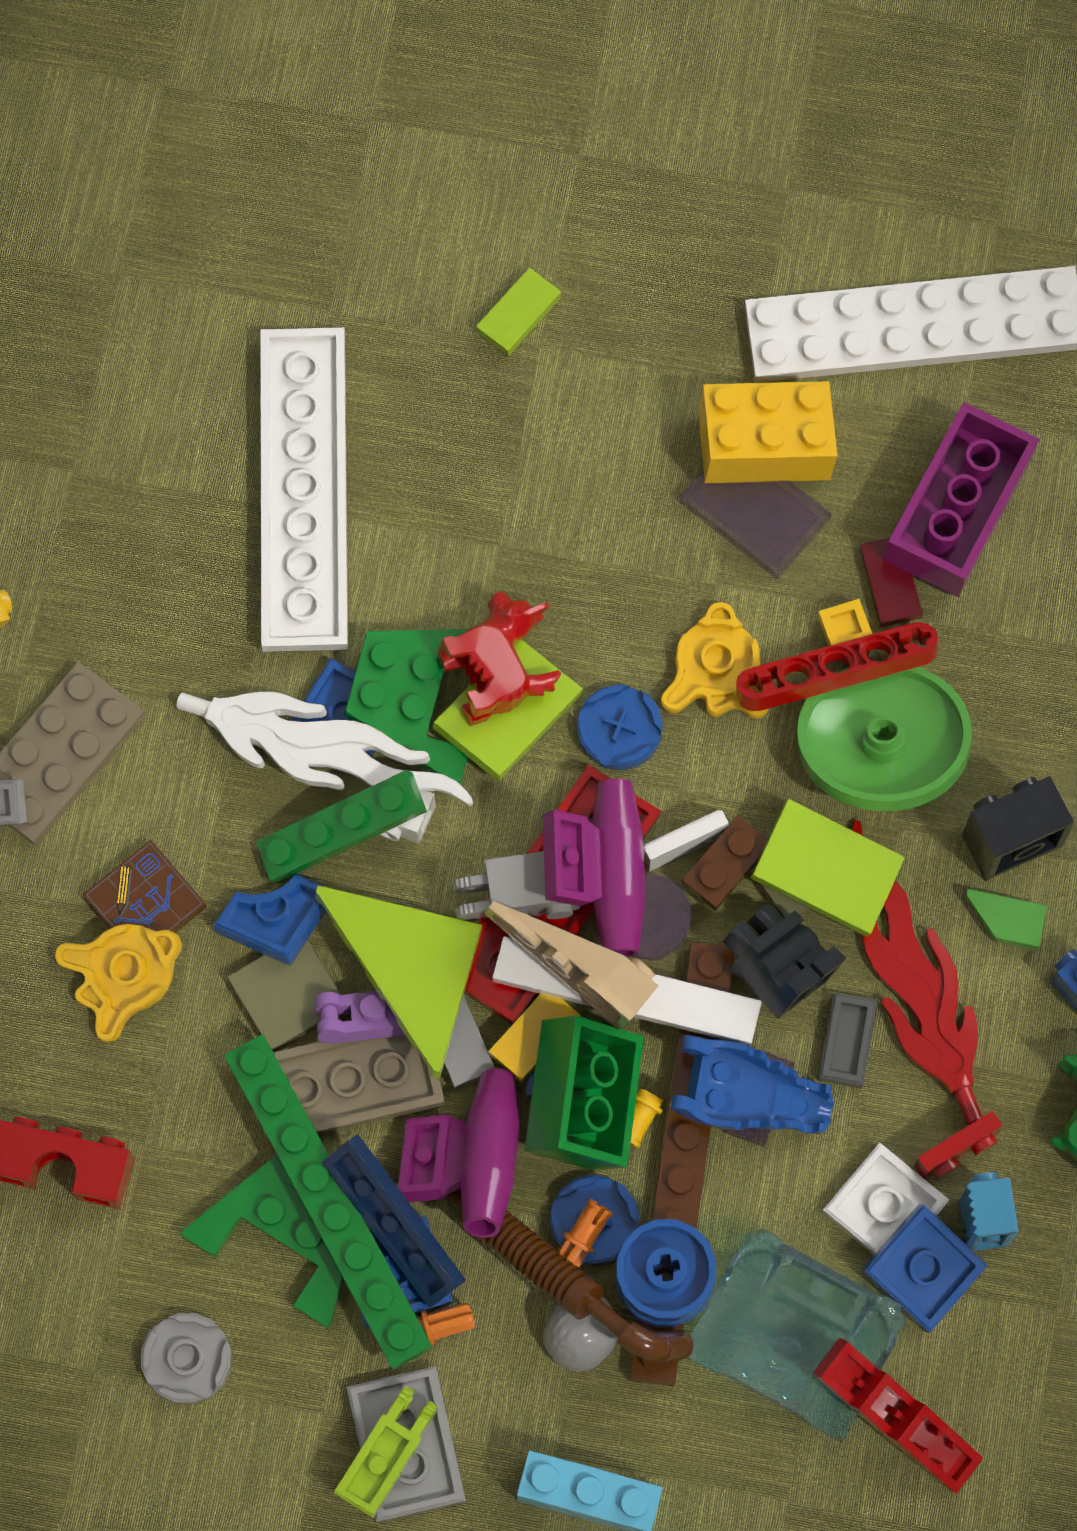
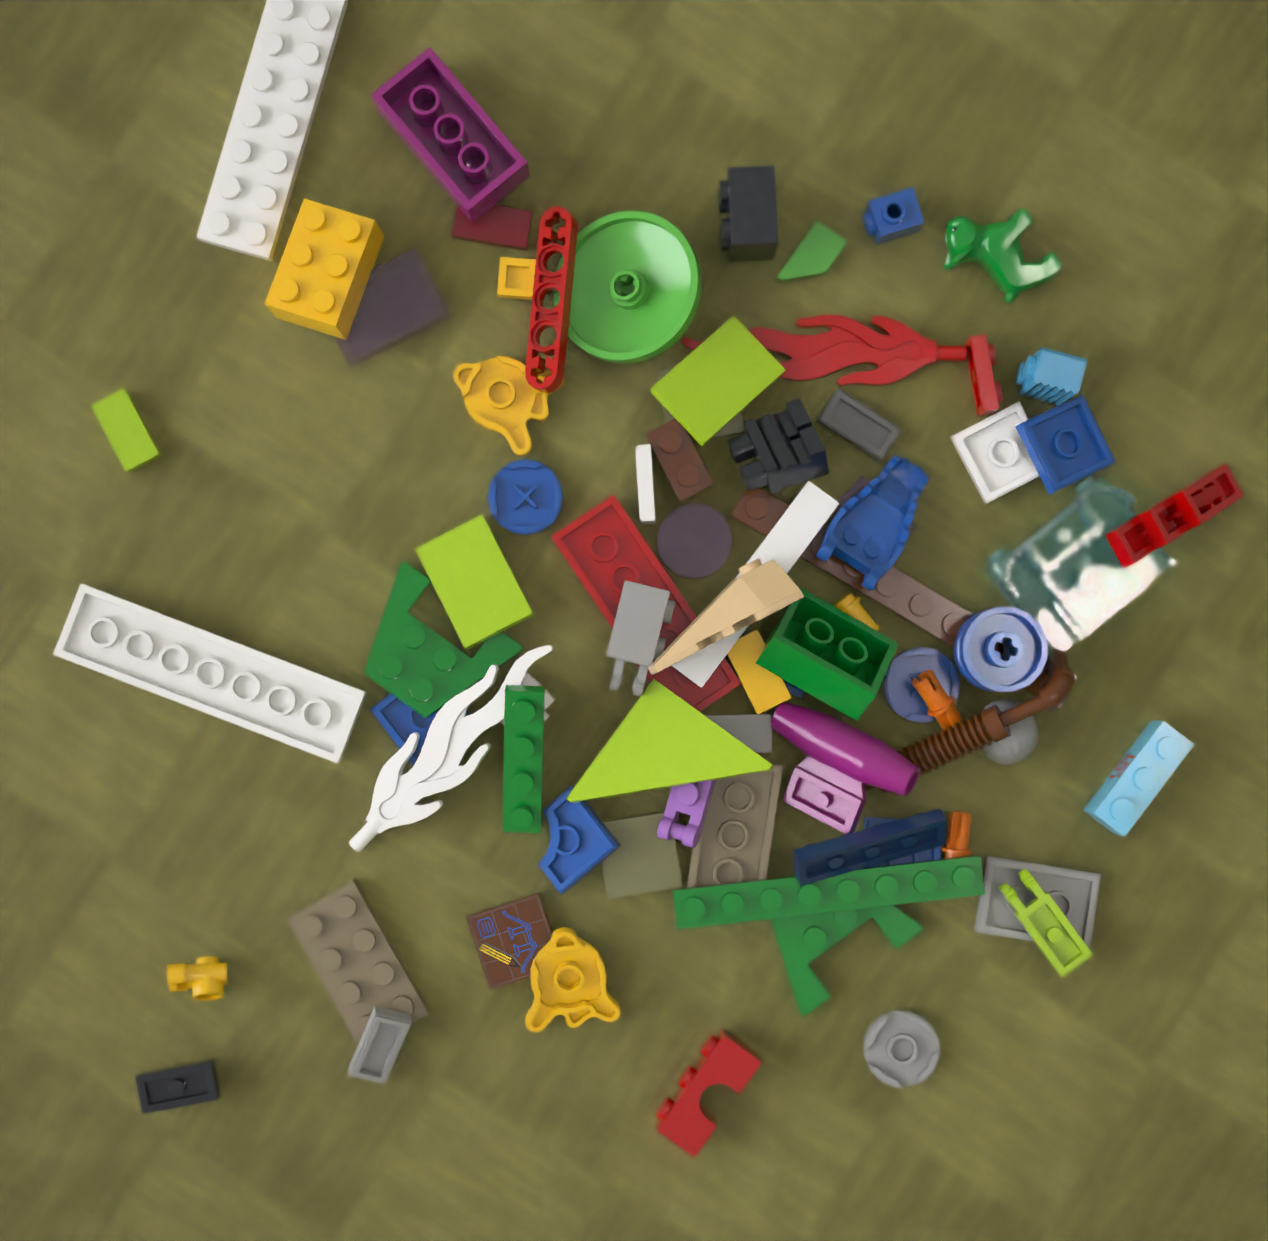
camera: 65 degrees left, 15 degrees up
(492, 661) = (432, 578): red animal -> none
(600, 864) = (648, 562): magenta plate -> none

